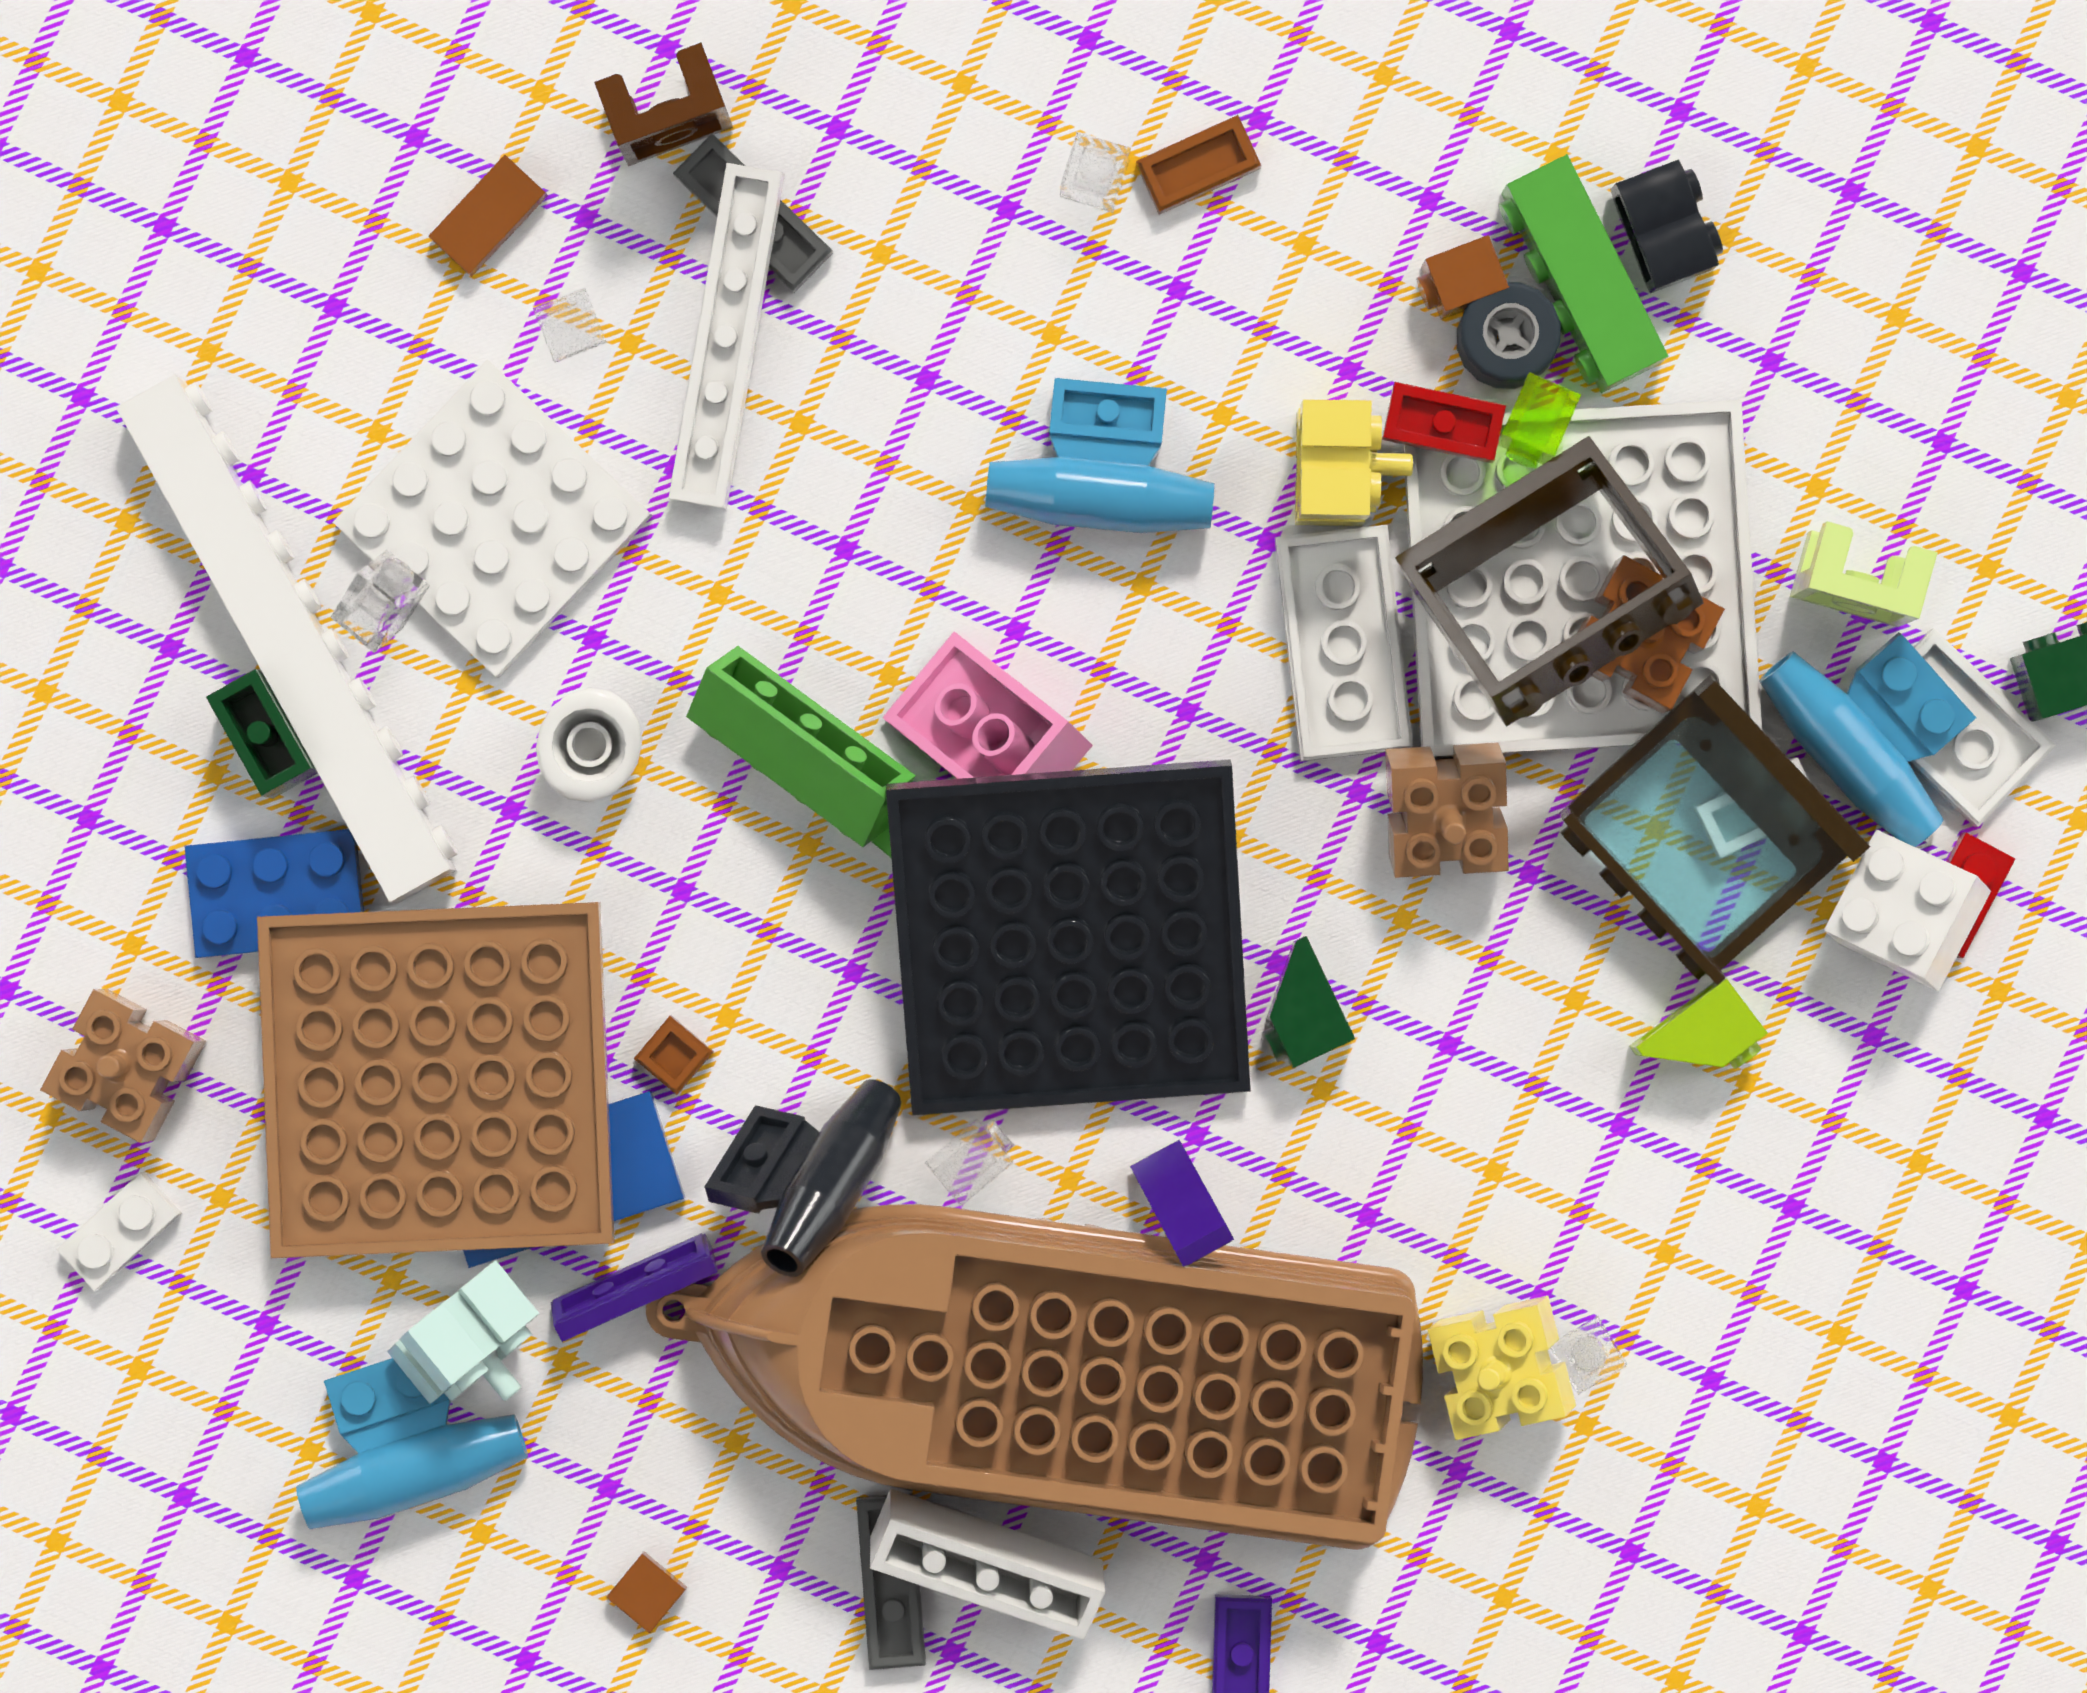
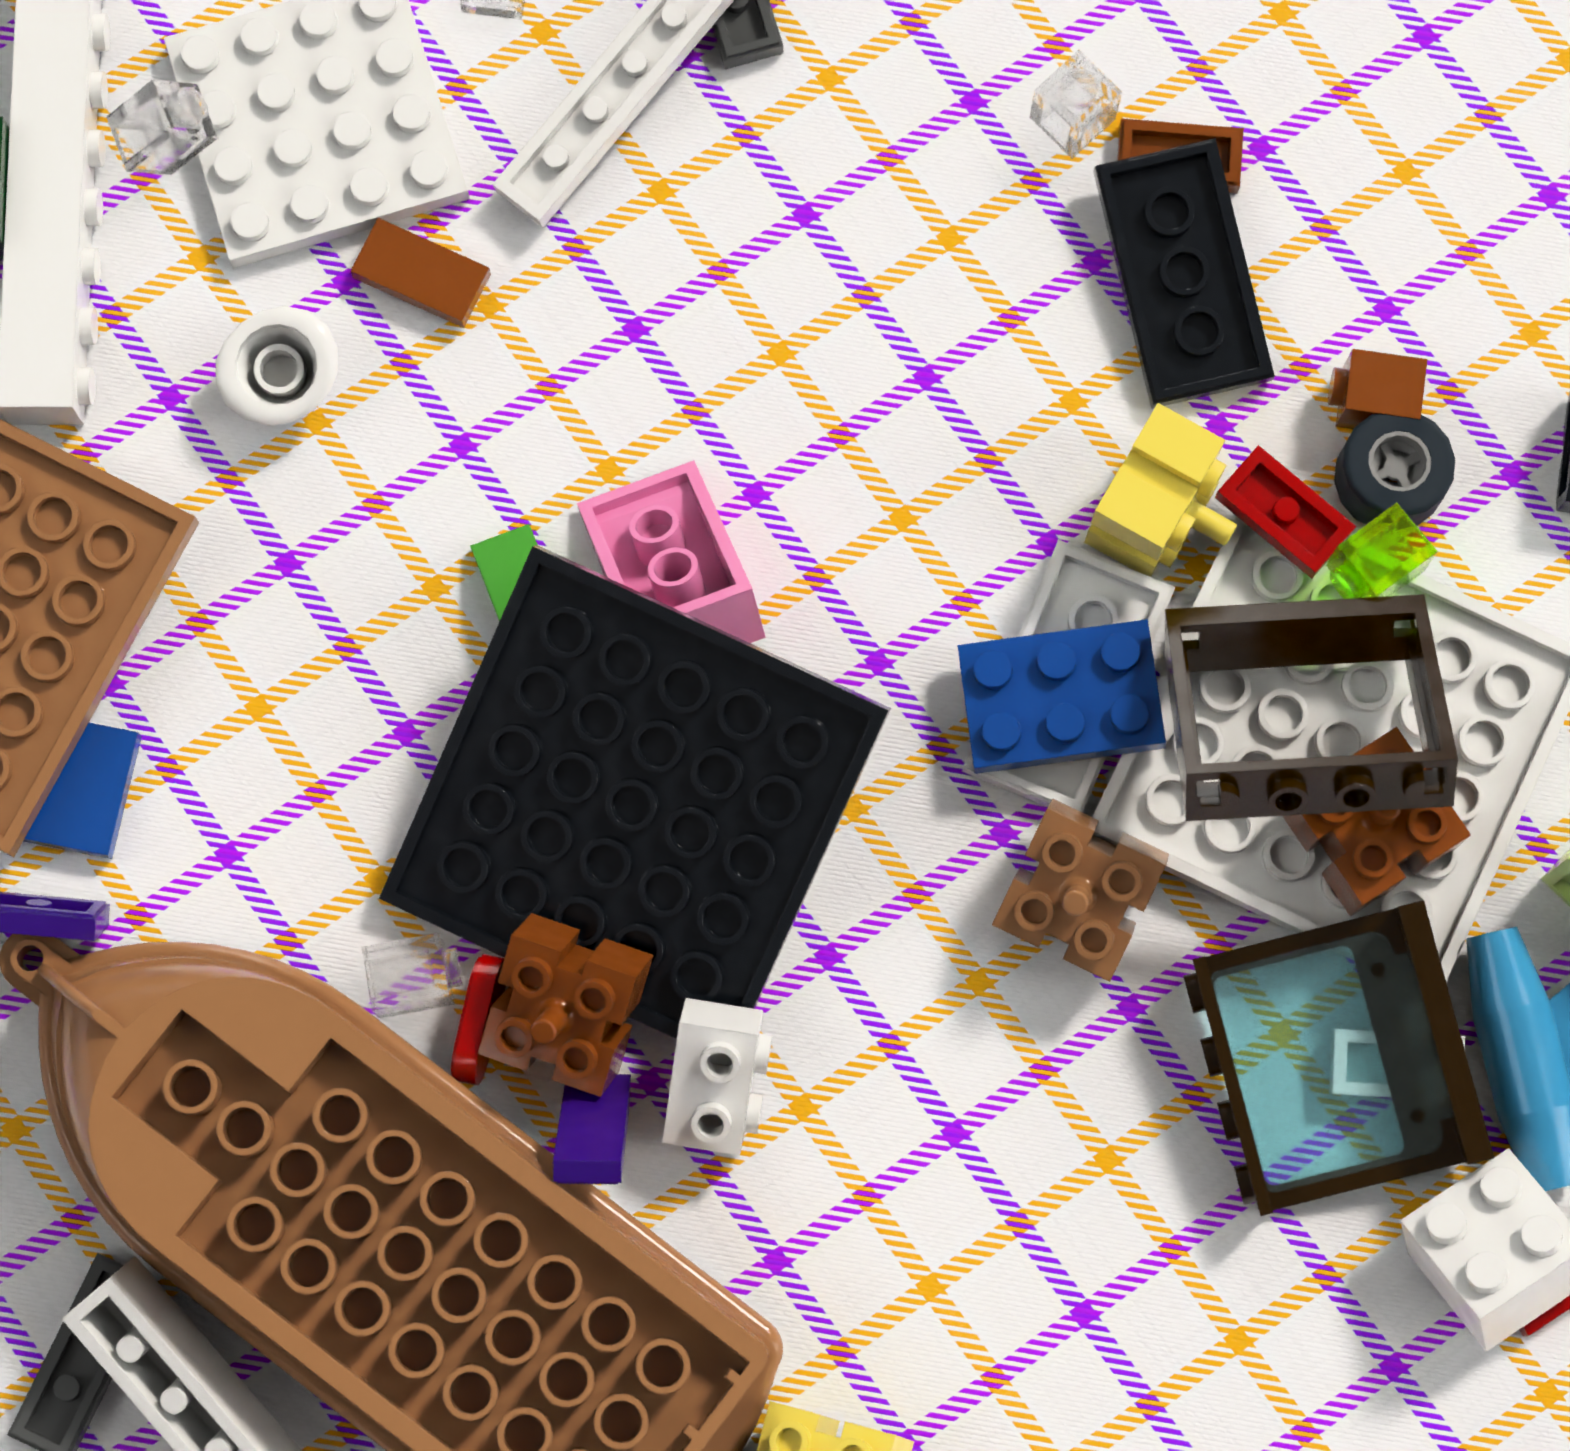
camera: 25 degrees right, 10 degrees down
(651, 599) = (420, 272): none -> dark orange tile
(673, 1055) = (183, 713): dark orange tile -> none
(797, 744) = (474, 468): bright green brick -> none
(805, 1172) = (236, 889): black plate -> none
(1042, 1164) = (481, 994): none -> red tile
(1102, 468) = (927, 379): dark azure plate -> none
(1105, 1119) = (565, 1004): none -> dark orange brick
(1248, 1109) = (713, 1077): none -> white brick
(1256, 264) = (1183, 273): none -> black tile
(1305, 1010) = (827, 1013): dark green slope -> none
(1348, 665) = (1061, 696): none -> blue plate
(1582, 274) = (1499, 453): bright green brick -> none
(1706, 1031) = (1223, 1261): lime slope -> none

